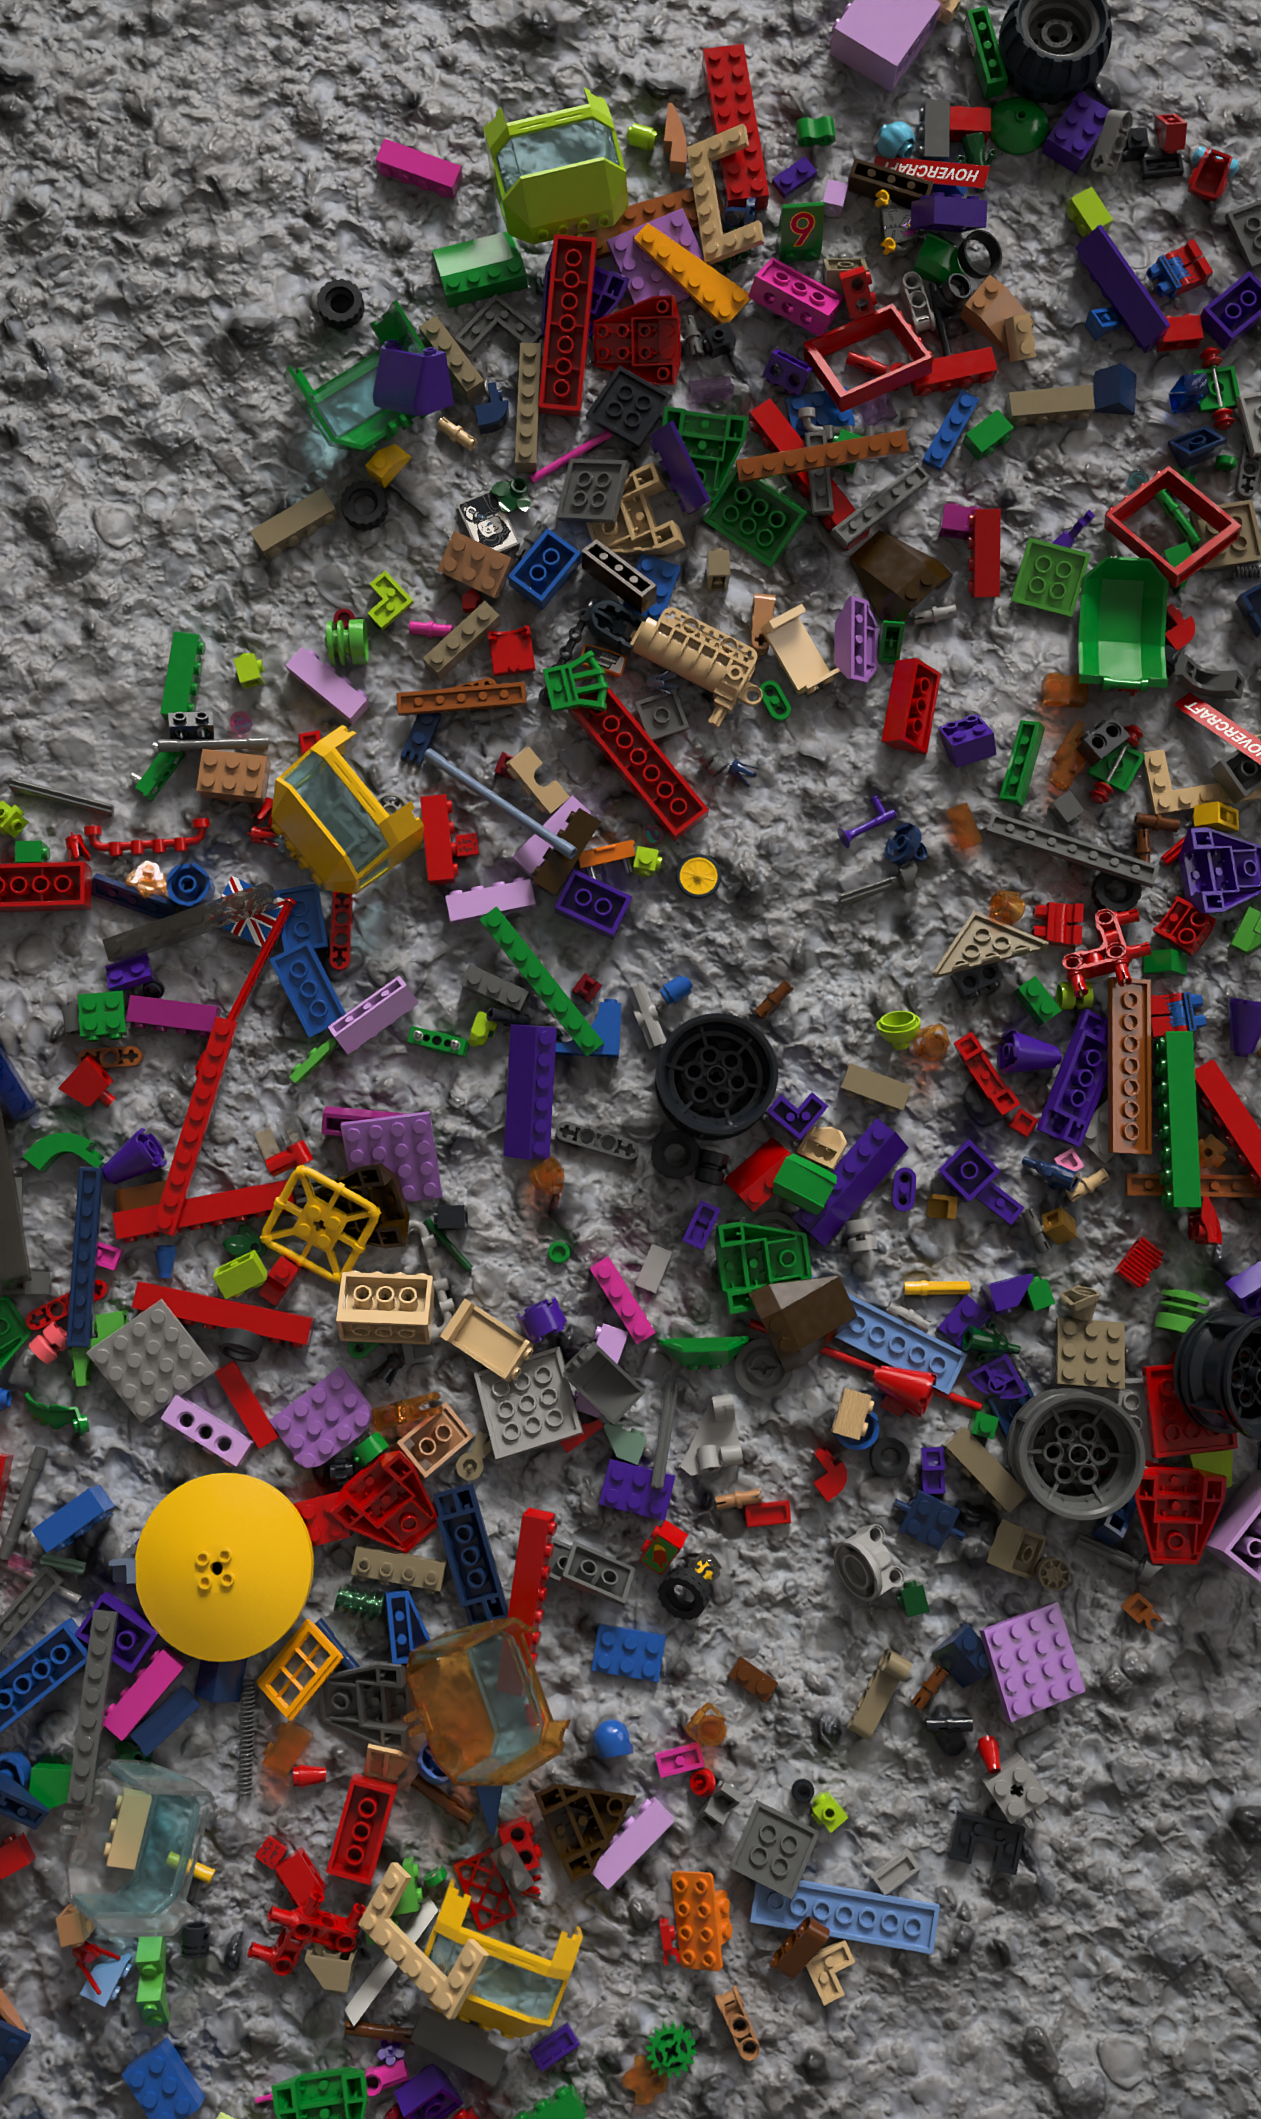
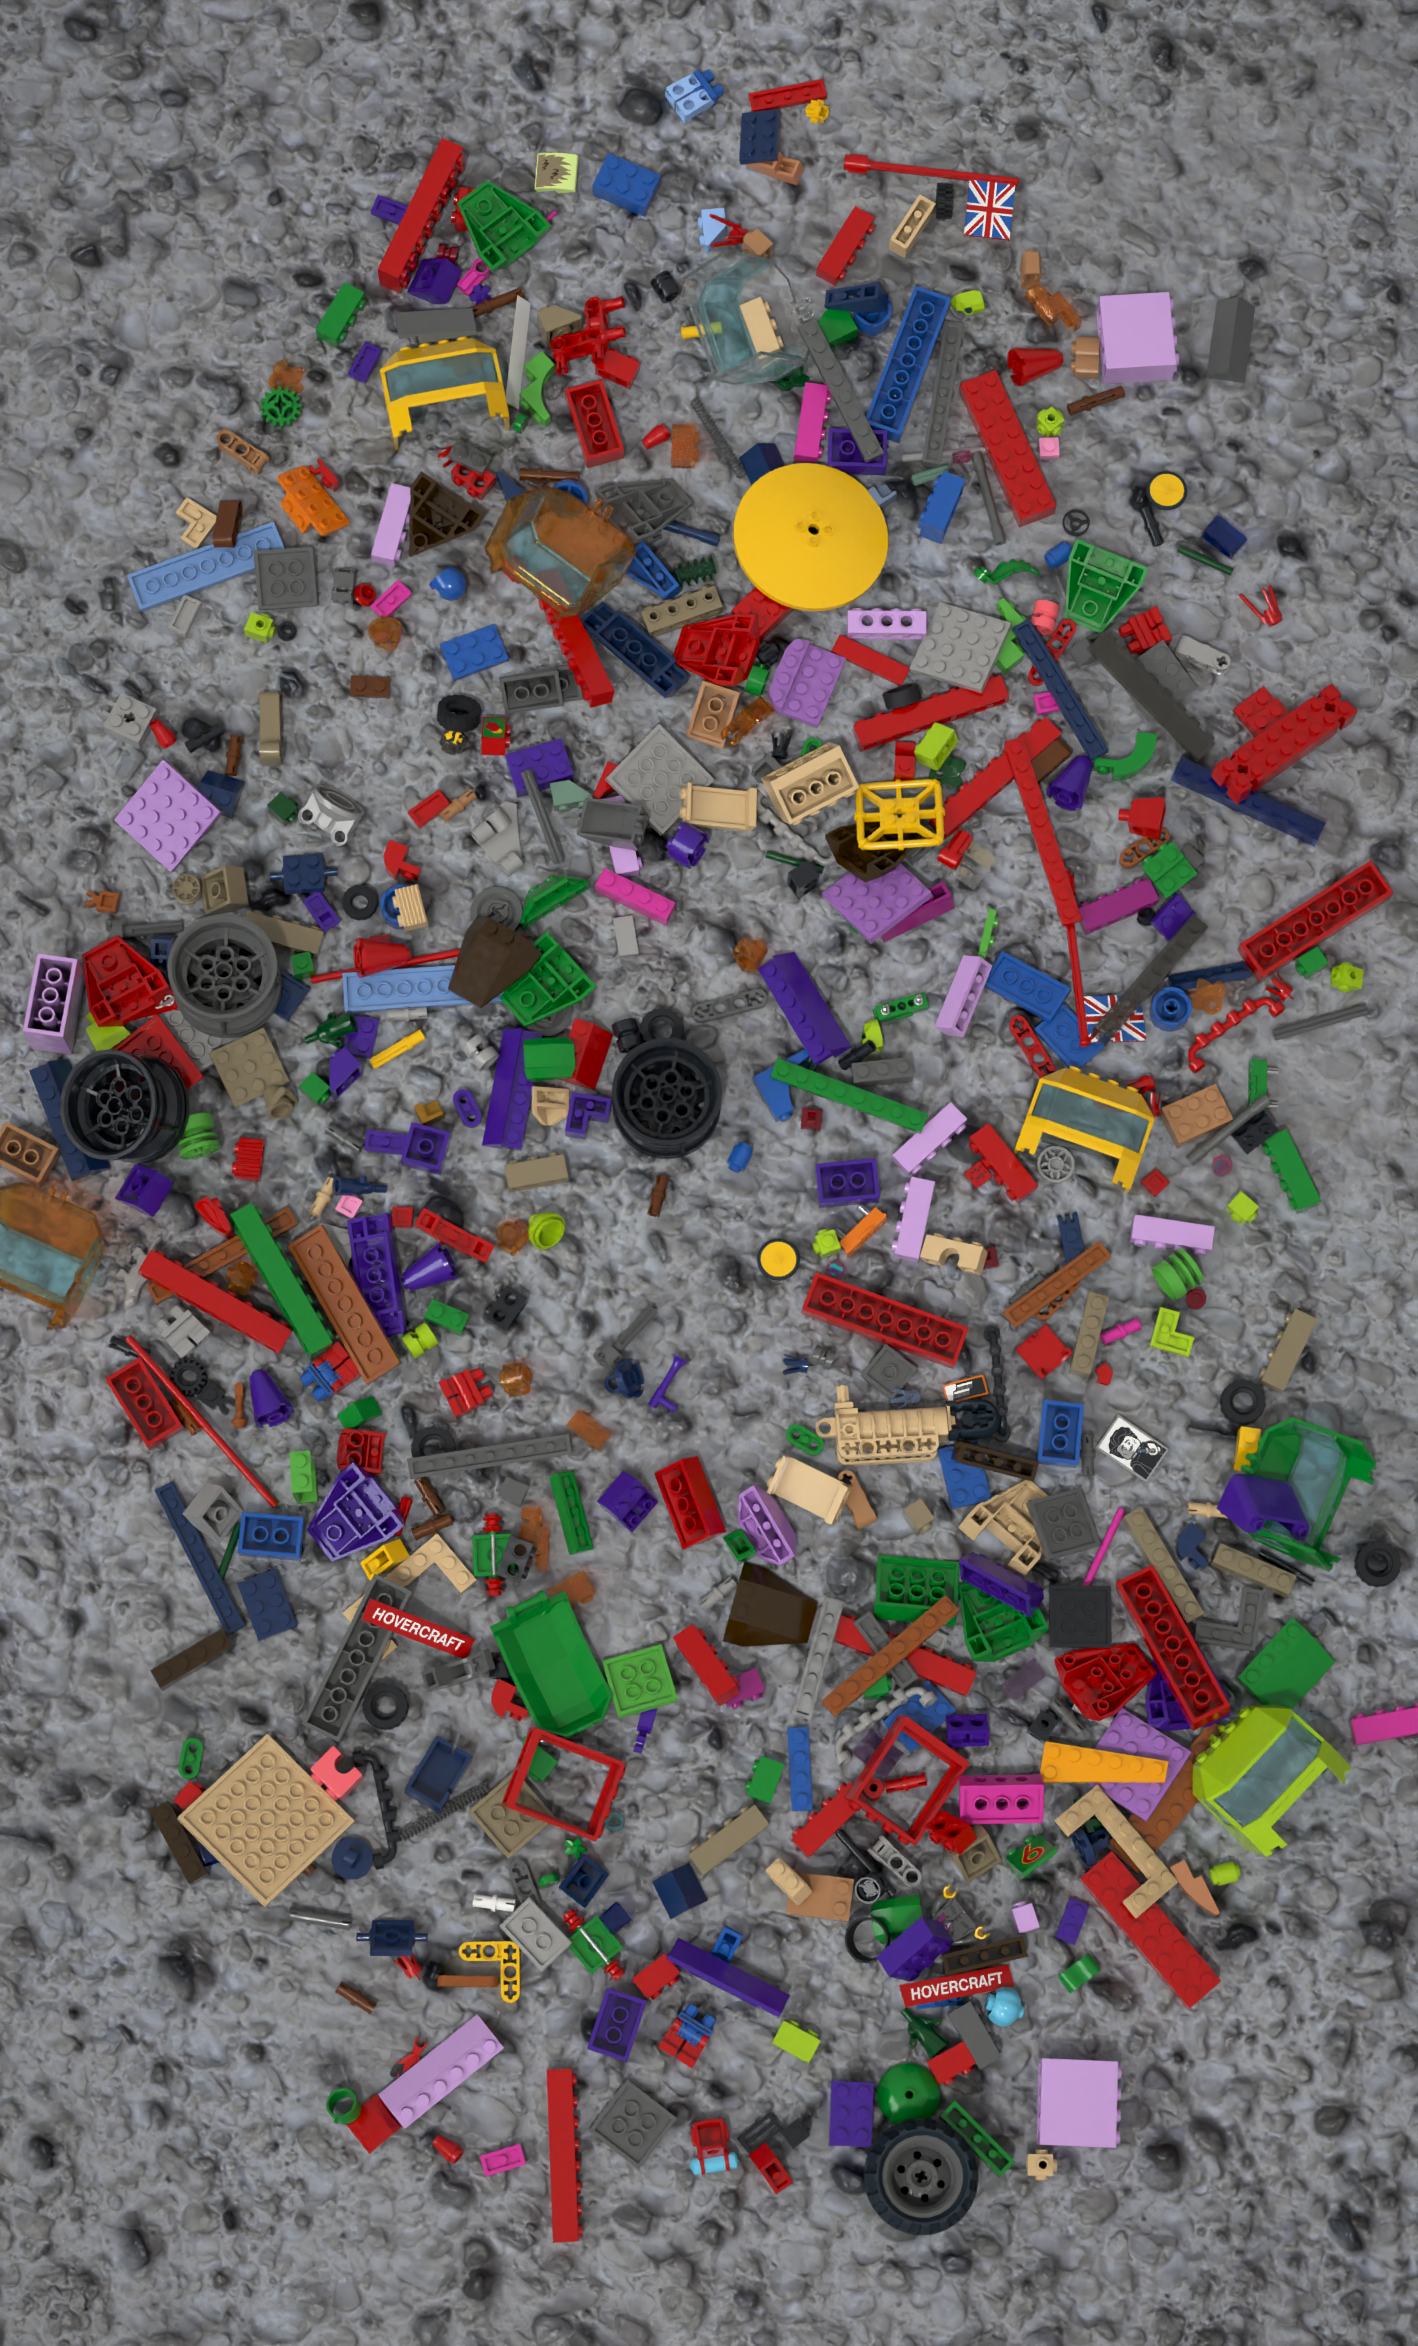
camera: 150 degrees right, 5 degrees down
(152, 1983) = (676, 240): bright green arch -> none
(165, 1260) = (1000, 725): blue cone -> none
(165, 1720) = (783, 413): dark blue panel -> none
(271, 1852) = (649, 372): red tile -> none
(299, 1669) = (709, 501): light orange piece -> none
(385, 1763) = (606, 475): tan slope -> none
(445, 1992) = (469, 347): tan plate -> none
(471, 1464) = (675, 715): dark tan piece -> none
(474, 1906) = (479, 420): red window -> none
(476, 565) = (1117, 1402): medium nougat brick -> none
(510, 497) = (1128, 1480): dark green plate -> none
(557, 866) = (894, 1206): dark brown brick -> none
(558, 843) = (902, 1202): sand blue piece -> none
(558, 1252) = (706, 906): green tile -> none
(562, 688) = (979, 1333): green plate -> none
(646, 1015) = (751, 1123): light grey piece -> none
(701, 1225) = (609, 986): dark purple brick -> none
(972, 1828) = (143, 678): black plate -> none
(986, 942) = (517, 1336): dark tan tile -> none
(998, 1378) = (310, 1008): dark purple brick -> none
(1059, 1226) = (328, 1152): pearl gold panel -> none
(1105, 959) = (415, 1373): red pin -> none
(1112, 141) = (815, 2115): light grey piece -> none
(1177, 517) = (562, 1798): green pin -> none

